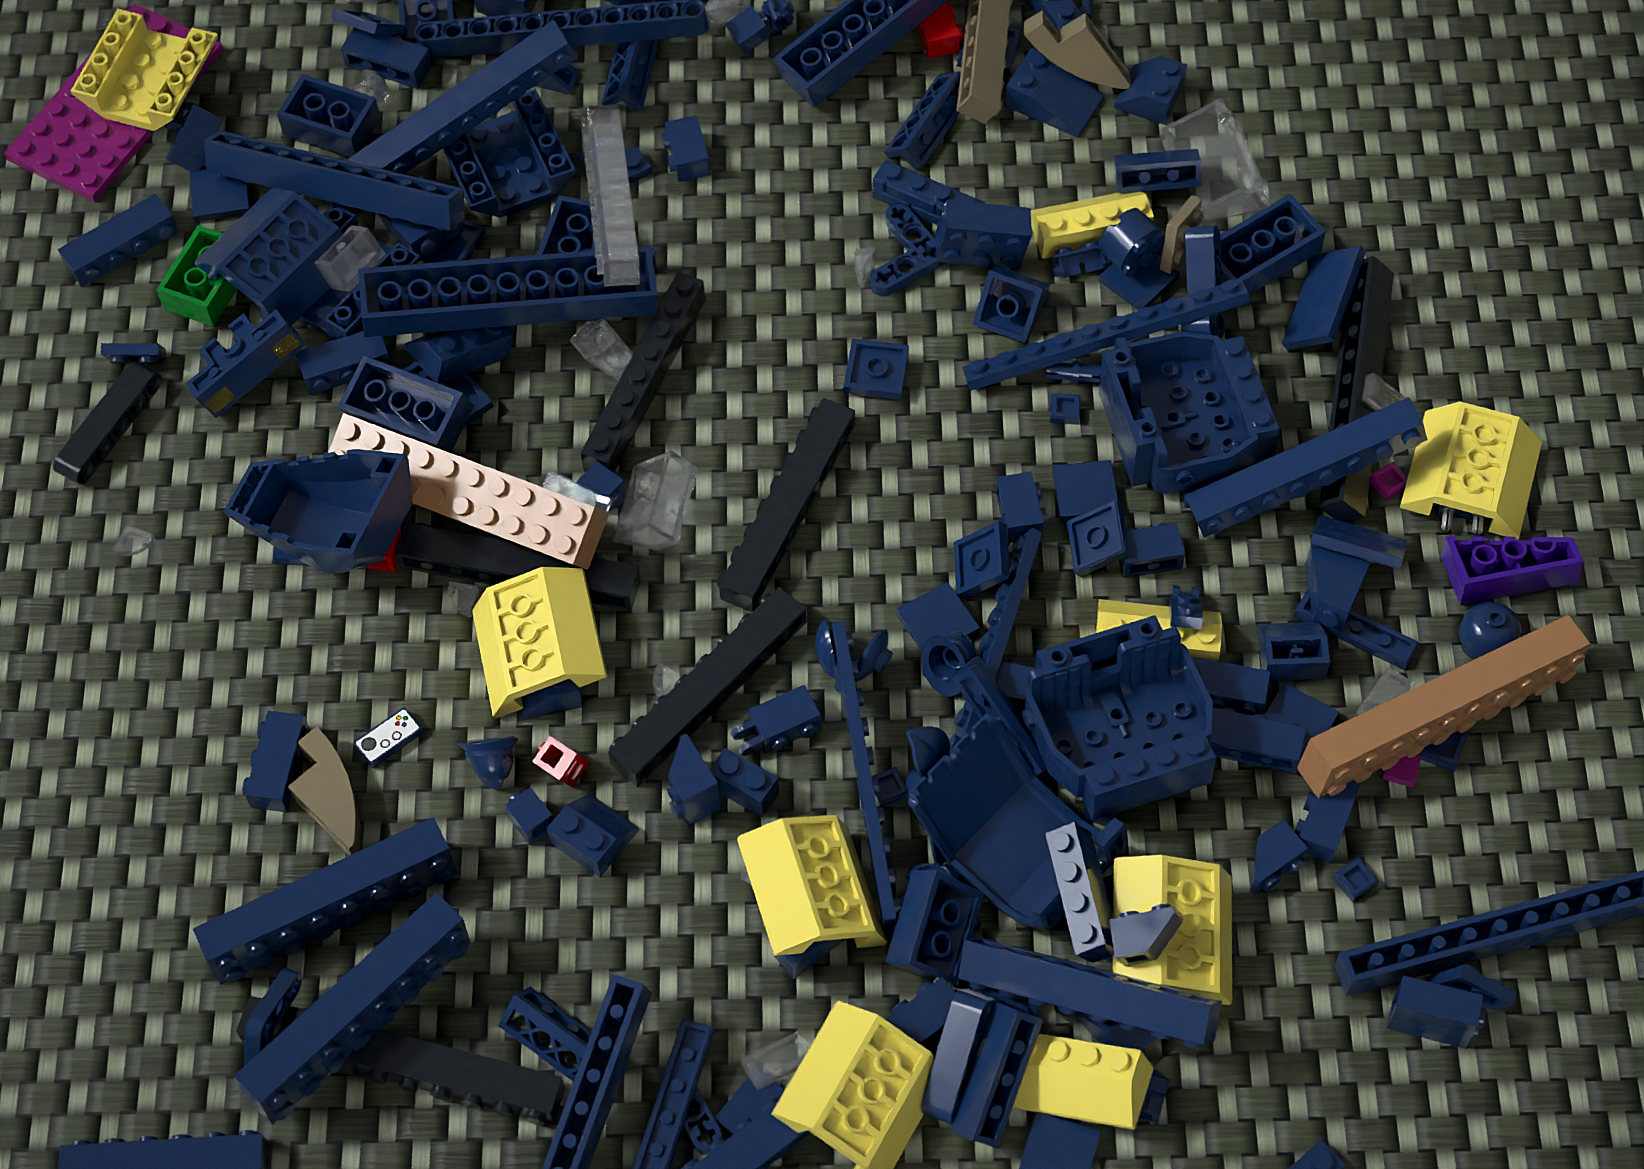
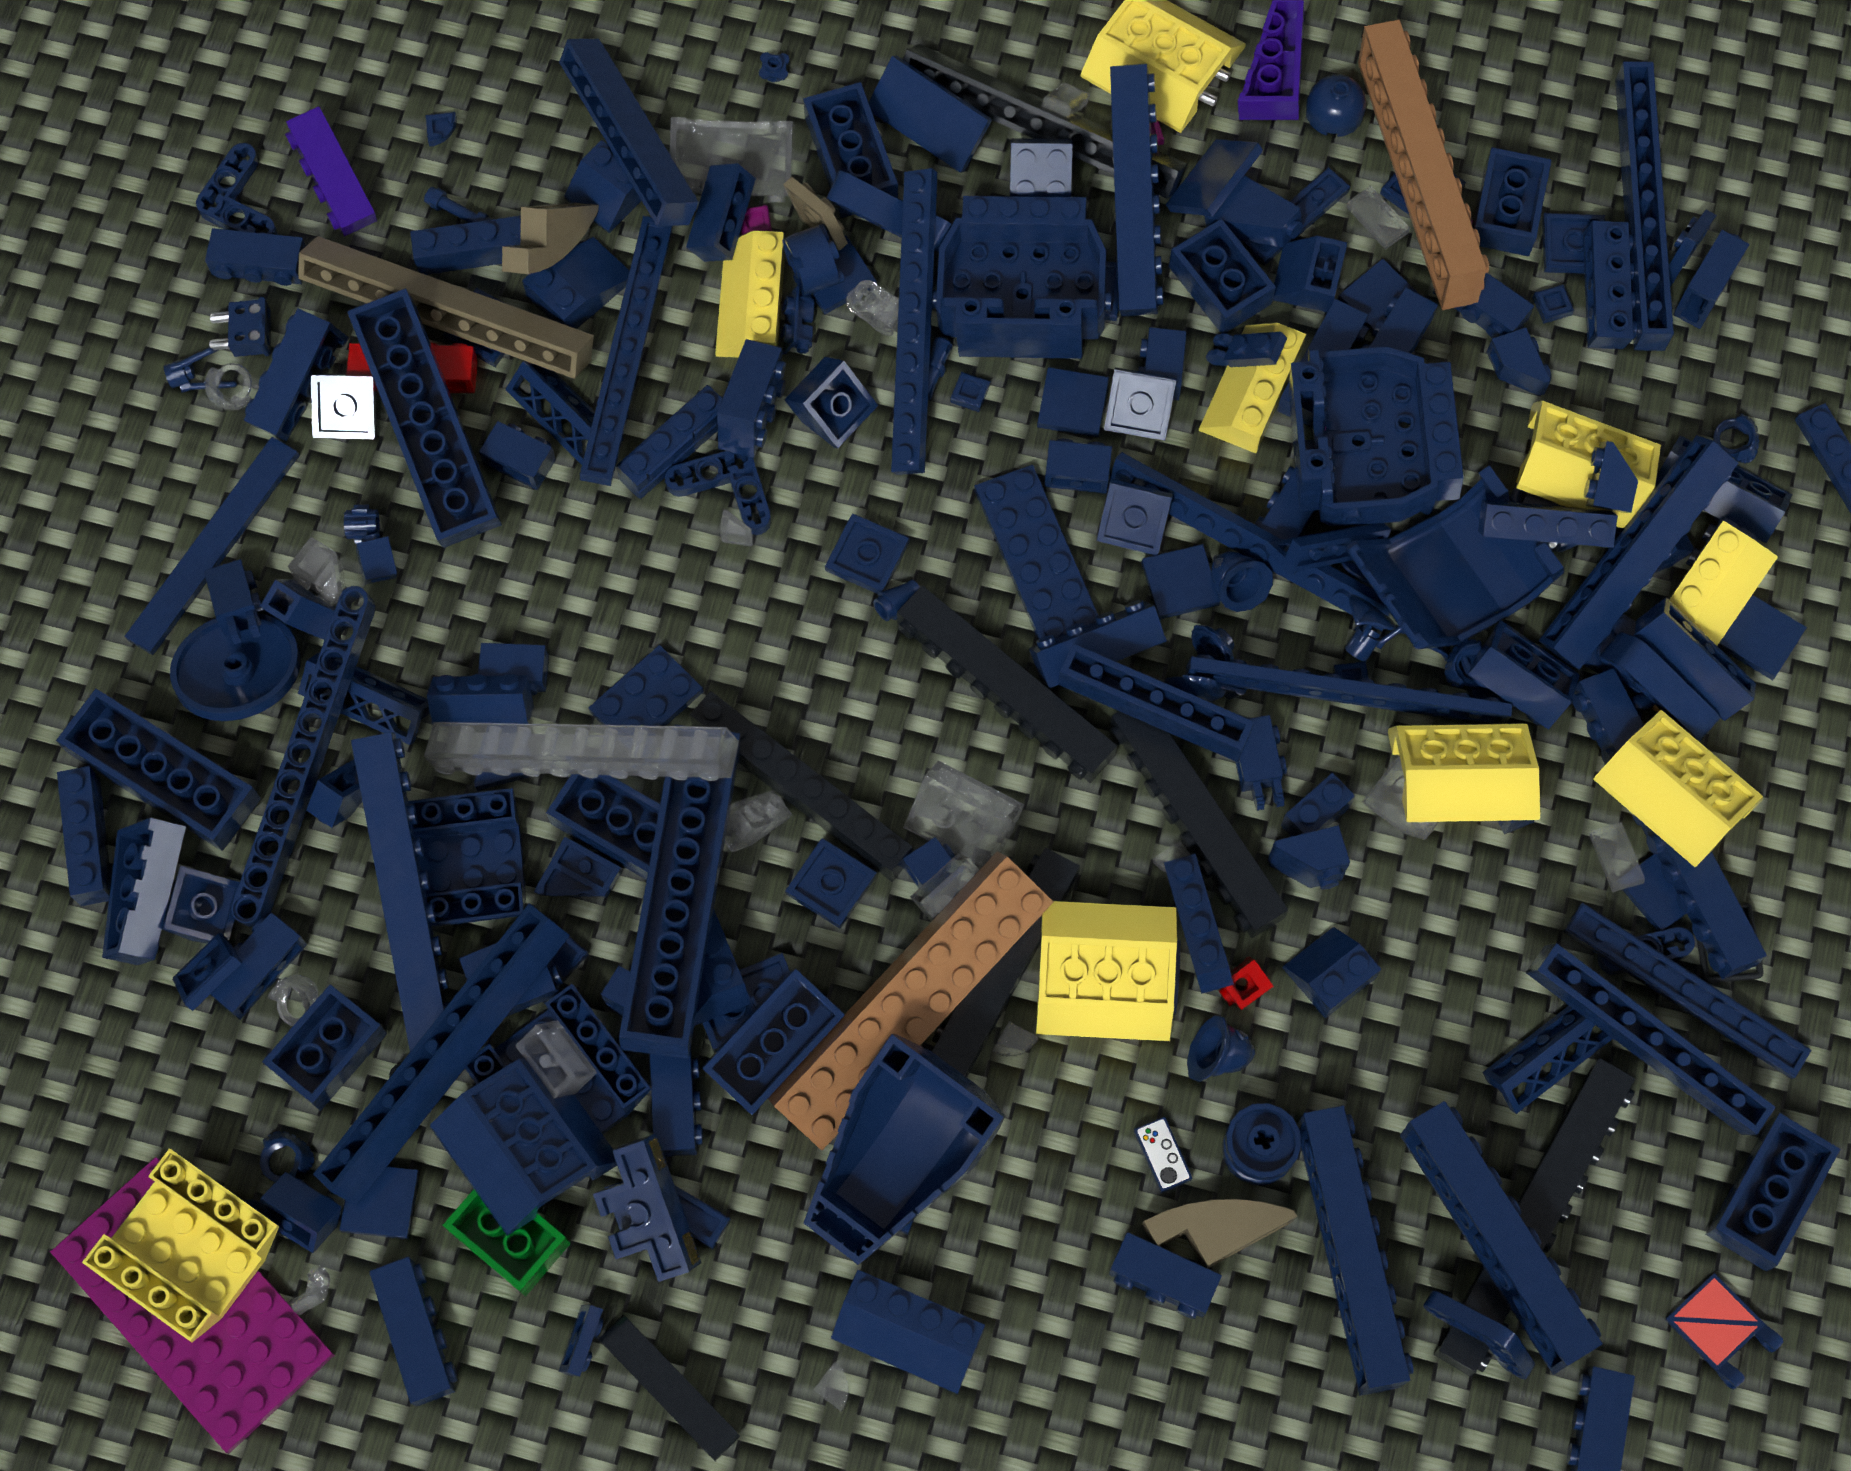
camera: 75 degrees left, 10 degrees up
(140, 172) = (315, 1293): none -> clear arm
(190, 579) = (907, 1331): none -> dark blue slope
(252, 114) = (303, 1160): none -> dark blue piece
(254, 406) = (703, 1220): none -> dark blue tile
(408, 799) = (1251, 1161): none -> dark blue wheel
(521, 236) = (578, 873): none -> dark blue wing
(528, 815) = (1297, 1028): dark blue brick -> none
(564, 421) = (831, 883): none -> dark blue plate
(598, 701) = (1198, 923): none -> dark blue brick
(647, 130) = (480, 699): none -> dark blue brick
(693, 248) = (648, 693): none -> dark blue plate
(792, 608) = (1155, 702): none -> dark blue brick
(840, 395) = (893, 599): none -> dark blue cone
(848, 562) = (1109, 636): none -> dark blue brick
(877, 98) = (517, 454): none -> dark blue brick
(919, 503) = (1035, 552): none -> dark blue plate
(998, 139) = (626, 353): none -> dark blue plate
(1113, 308) = (878, 307): none -> clear piece
(1164, 205) = (756, 220): none -> magenta tile
(1199, 78) = (628, 132): none -> dark blue brick
(1209, 1088) = (1742, 499): none -> dark blue slope
(1256, 572) = (1222, 276): none -> dark blue brick
(1260, 1100) = (1746, 425): none -> dark blue piece
(1301, 395) = (1040, 167): none -> brick
(1325, 182) = (777, 73): none -> dark blue plate
(1391, 916) = (1609, 285): none -> dark blue brick
(1432, 885) = (1564, 241): none -> dark blue tile
(1445, 806) = (1511, 201): none -> dark blue brick

